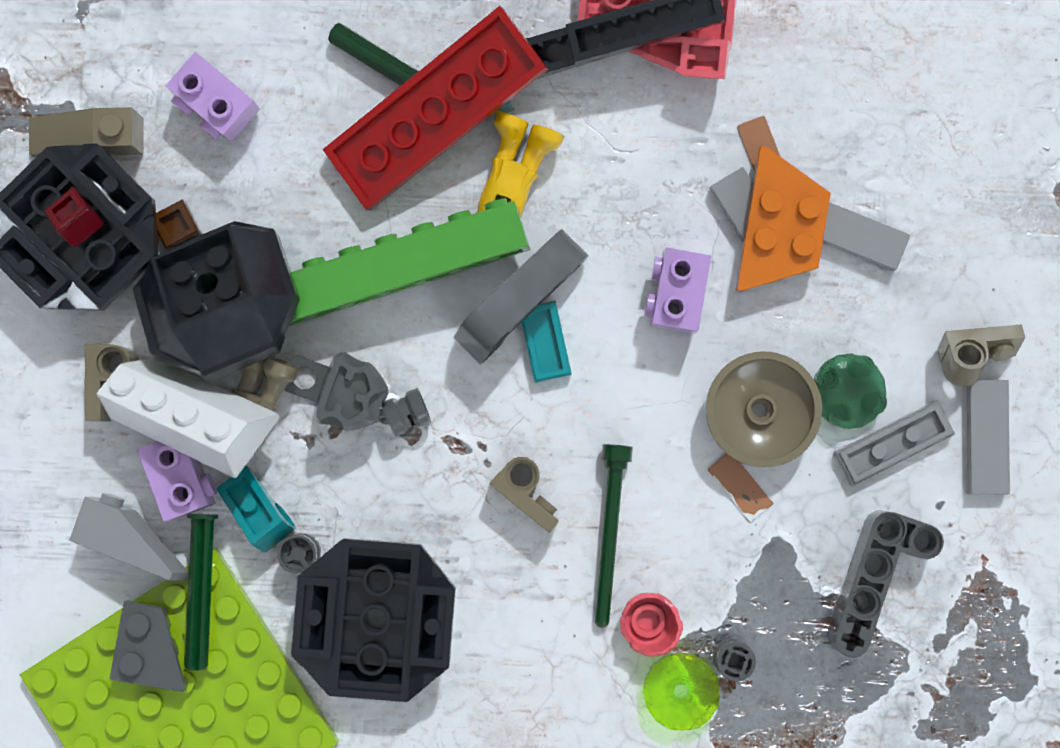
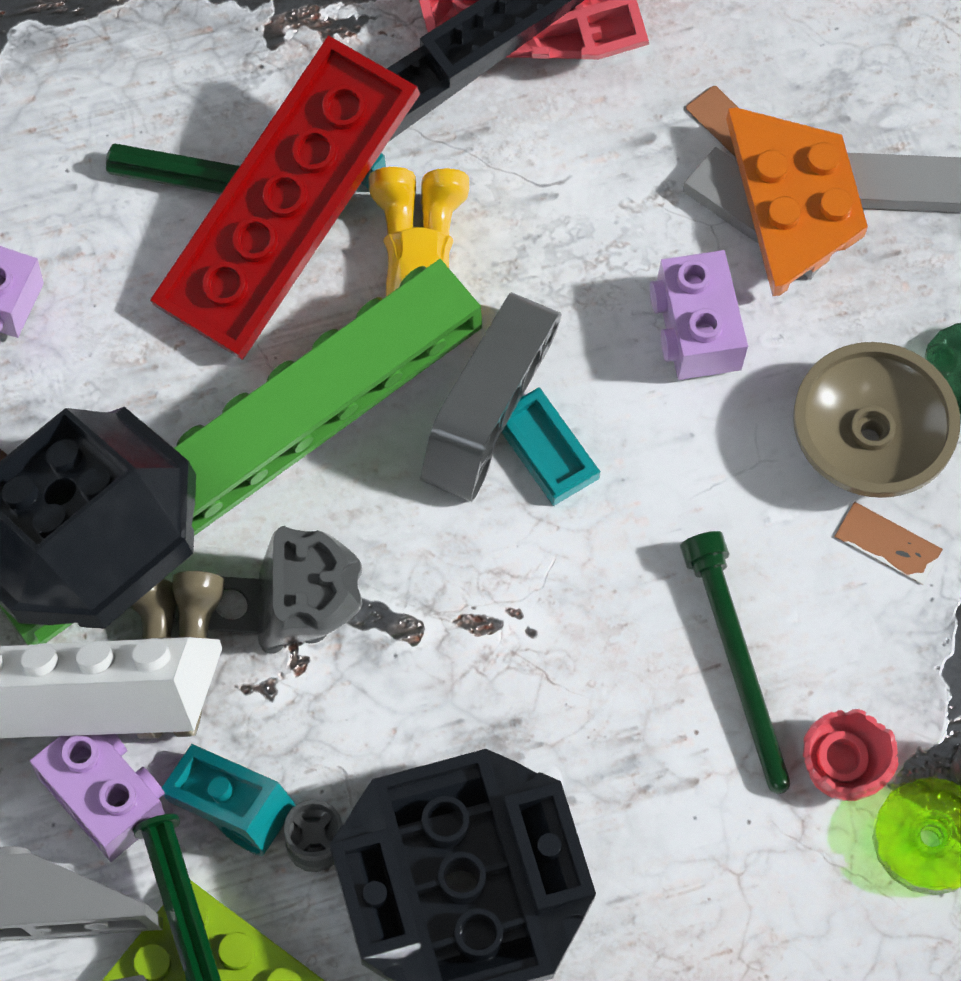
camera: 25 degrees left, 20 degrees down
(406, 412) = (394, 593): dark grey wheel -> none
(540, 509) = (595, 650): dark tan plate -> none

